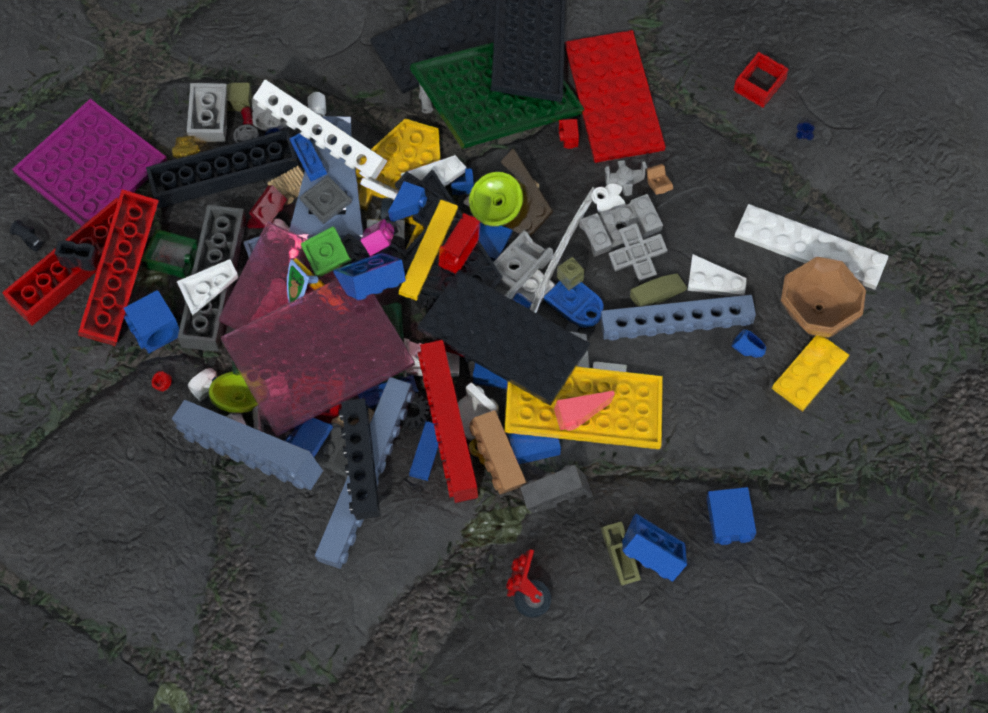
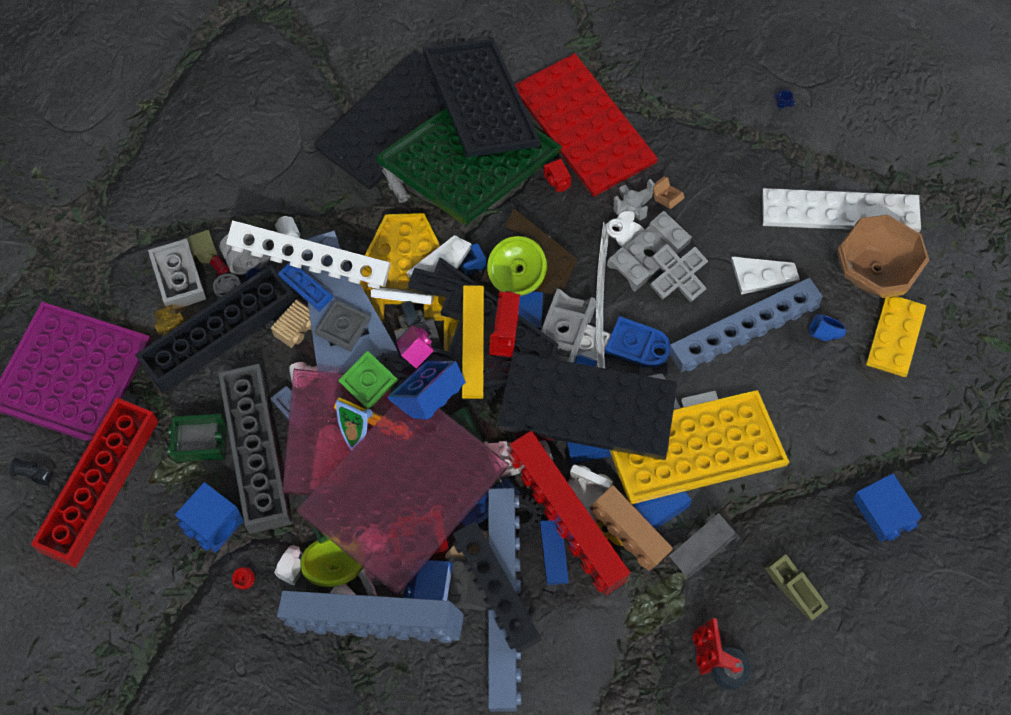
camera: 20 degrees left, 0 degrees up
(77, 255) = (95, 476): black brick -> none
(118, 267) = (150, 473): red brick -> none
(207, 284) = (254, 458): white wing -> none
(266, 208) = (282, 356): dark red bracket -> none
(407, 202) = (431, 298): blue slope -> none
(570, 273) = (624, 317): olive brick -> none
(577, 410) = (693, 457): coral slope -> none
(654, 548) = (831, 570): blue slope -> none
(657, 290) = (714, 305): olive slope -> none
(752, 91) = (718, 76): red window -> none

